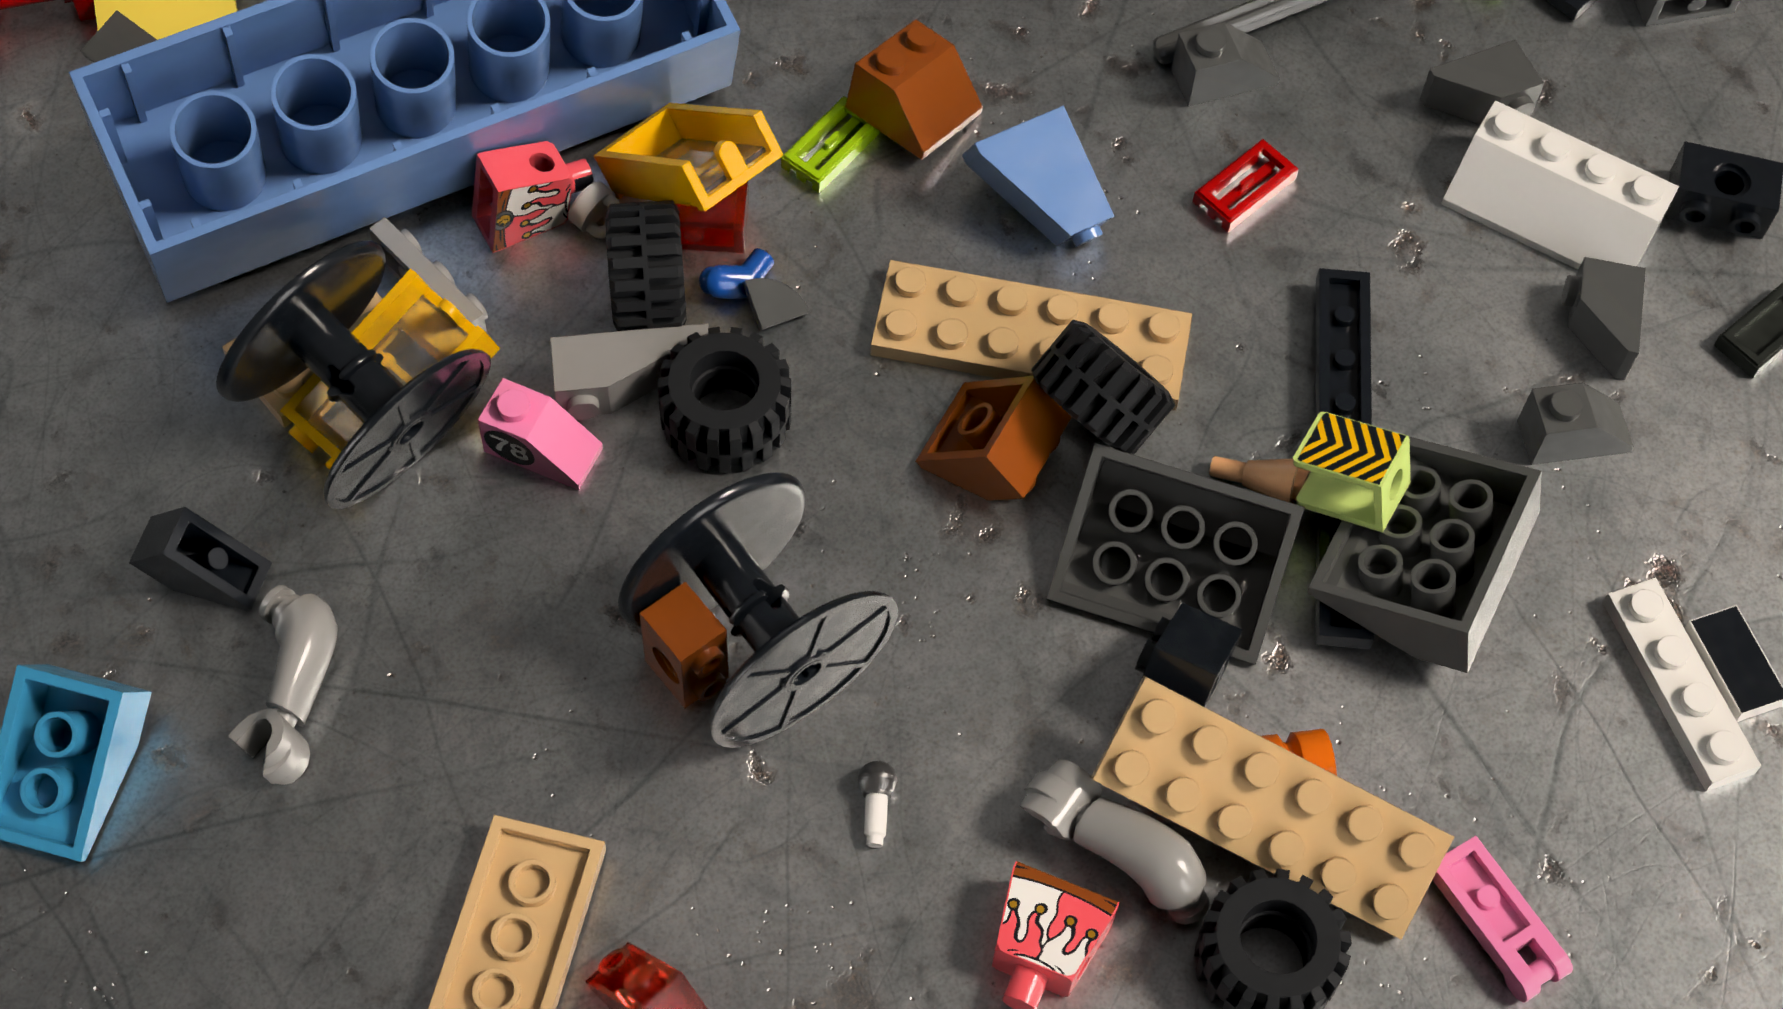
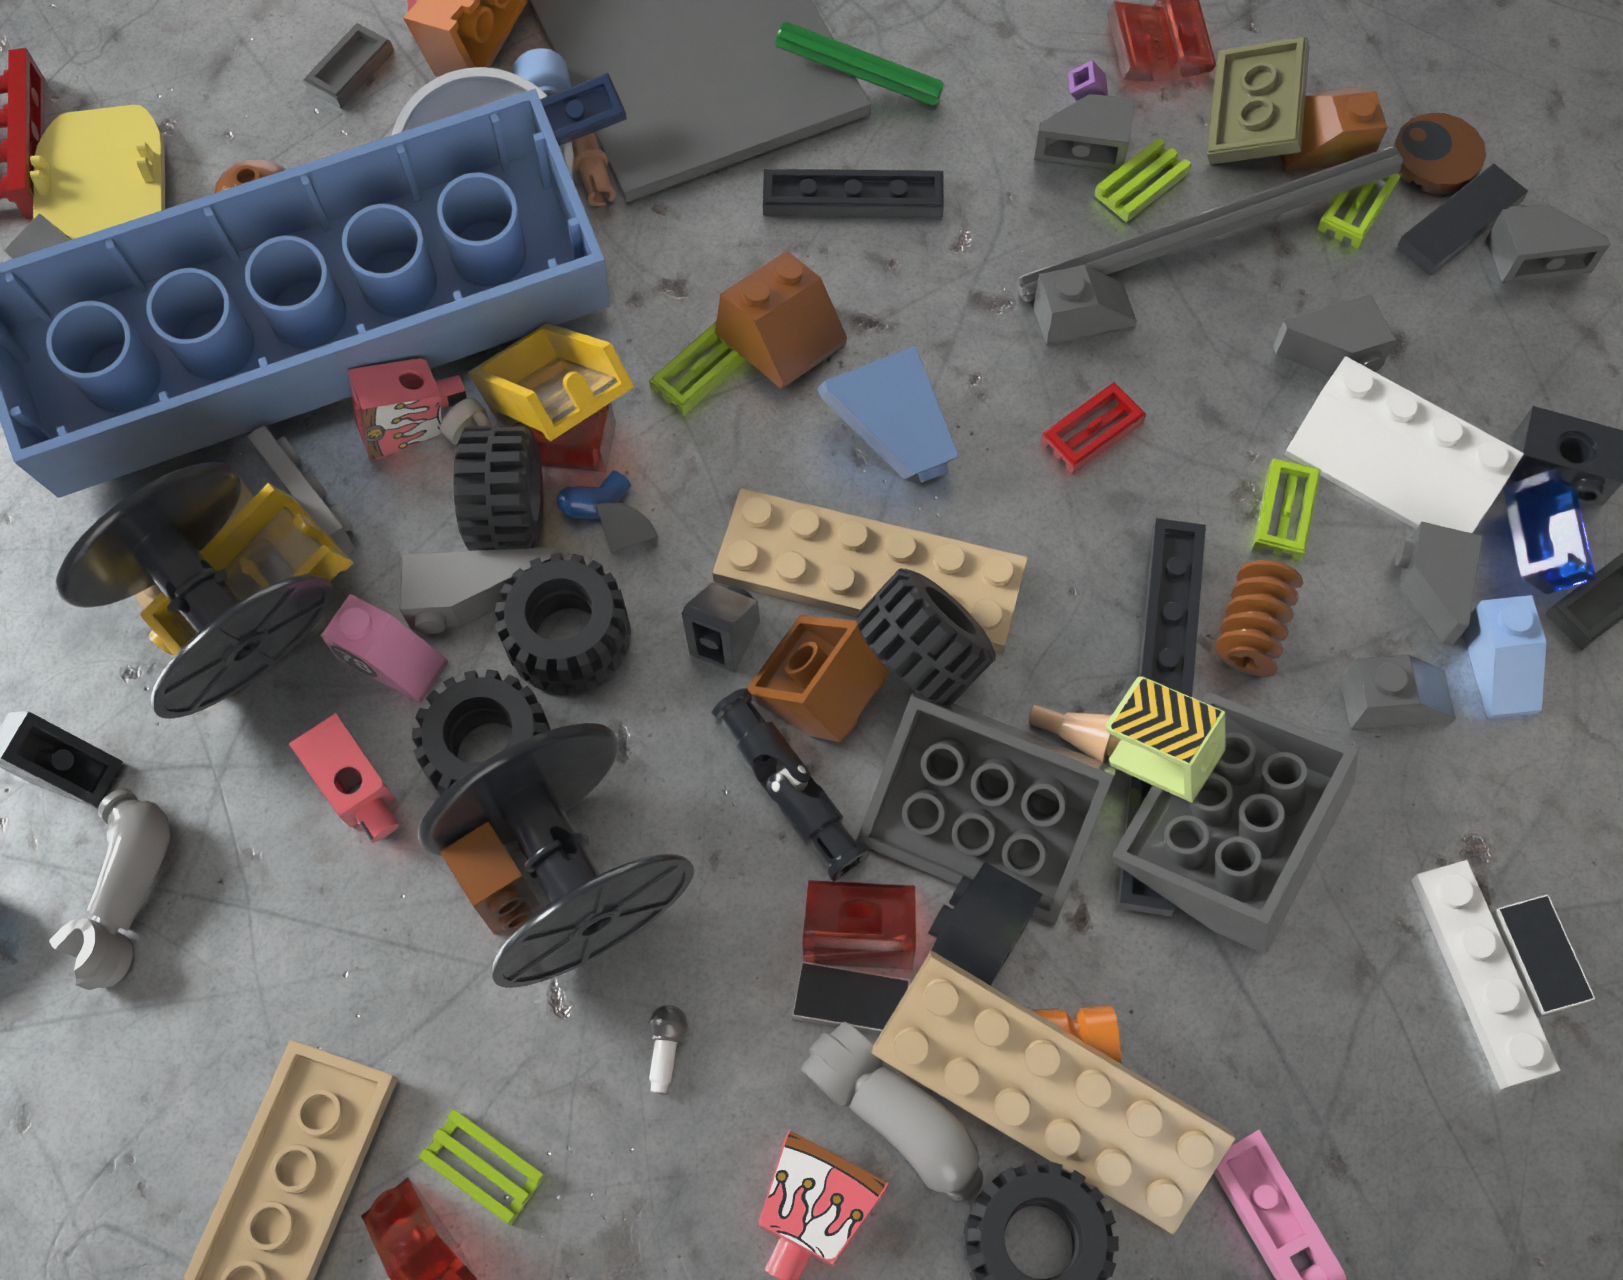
camera: 10 degrees right, 5 degrees up
(520, 557) = (337, 766): none -> coral torso
(636, 484) = (464, 708): none -> black tyre
(732, 916) = (444, 1138): none -> lime tile
(888, 394) = (720, 625): none -> black slope
(989, 560) = (793, 788): none -> black piece
(1038, 741) = (844, 995): none -> black tile
(1062, 676) = (860, 925): none -> clear red slope
(1431, 358) = (1258, 616): none -> dark orange piece
(1444, 287) = (1279, 542): none -> lime tile
(1679, 382) = (1507, 655): none -> light blue slope
(1710, 263) = (1549, 532): none -> clear blue panel

